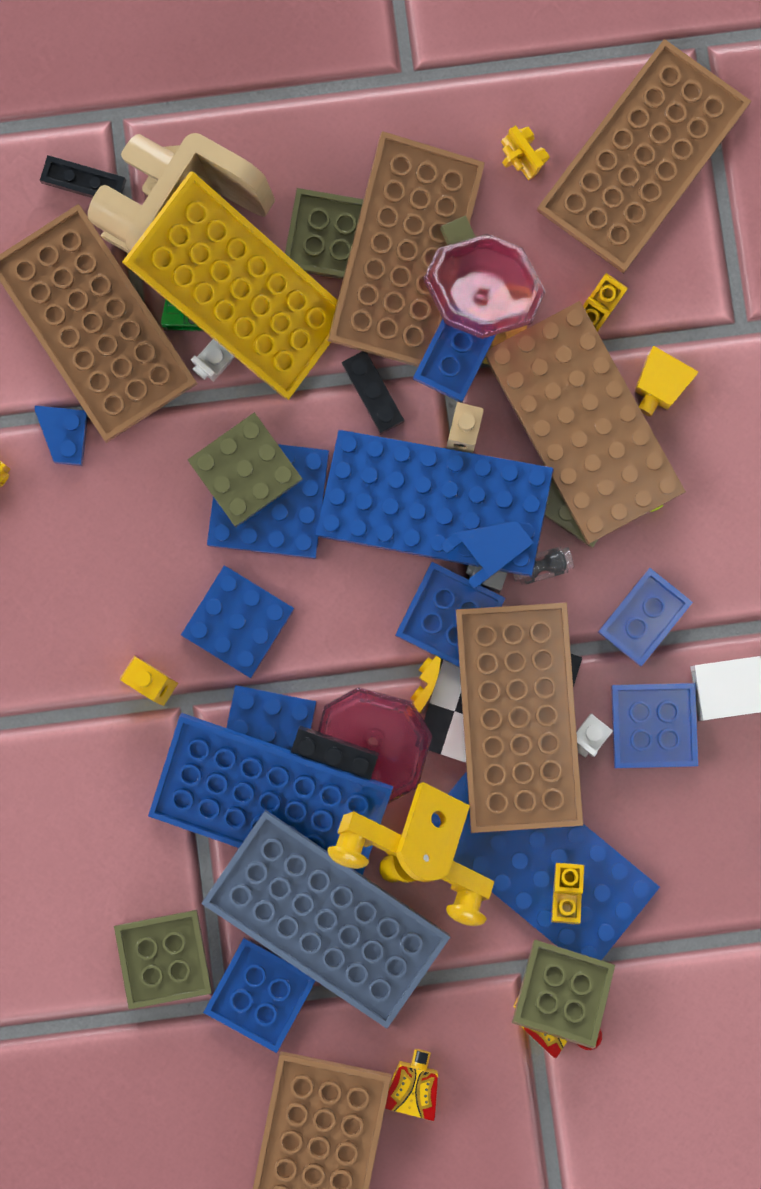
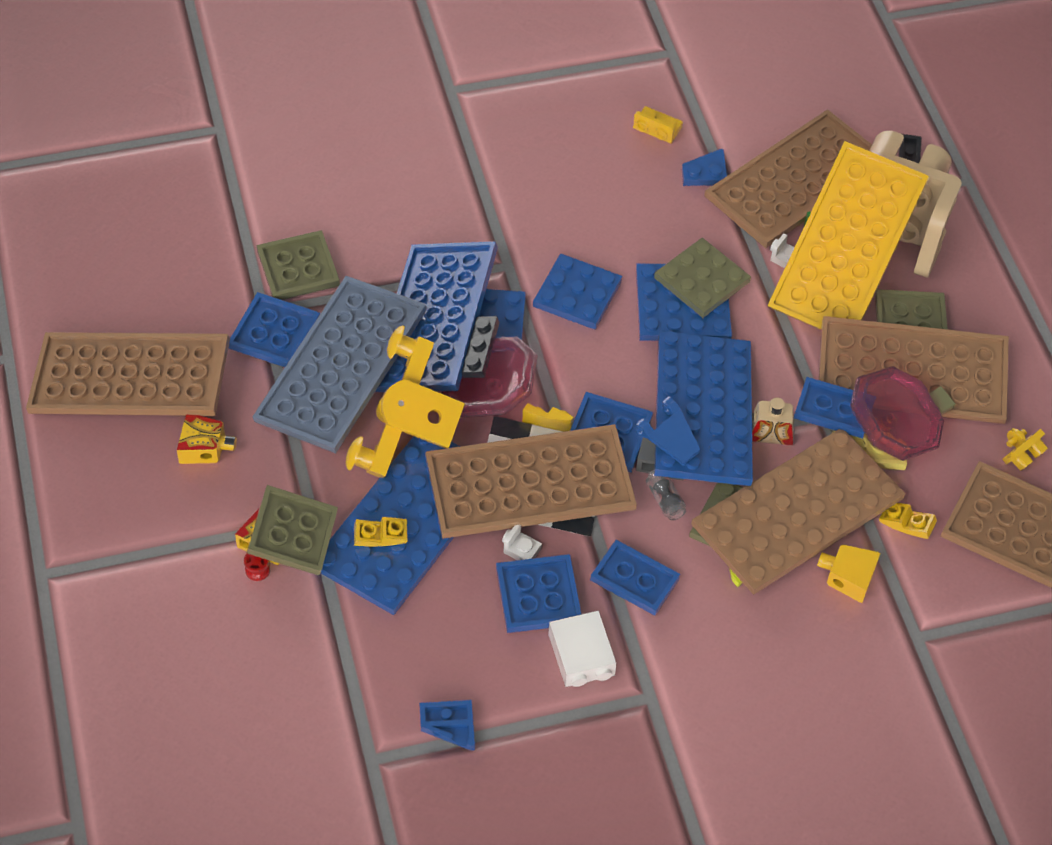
camera: 80 degrees right, 30 degrees down
(148, 681) = (525, 226): yellow torso -> none
(372, 392) = (787, 364): black plate -> none

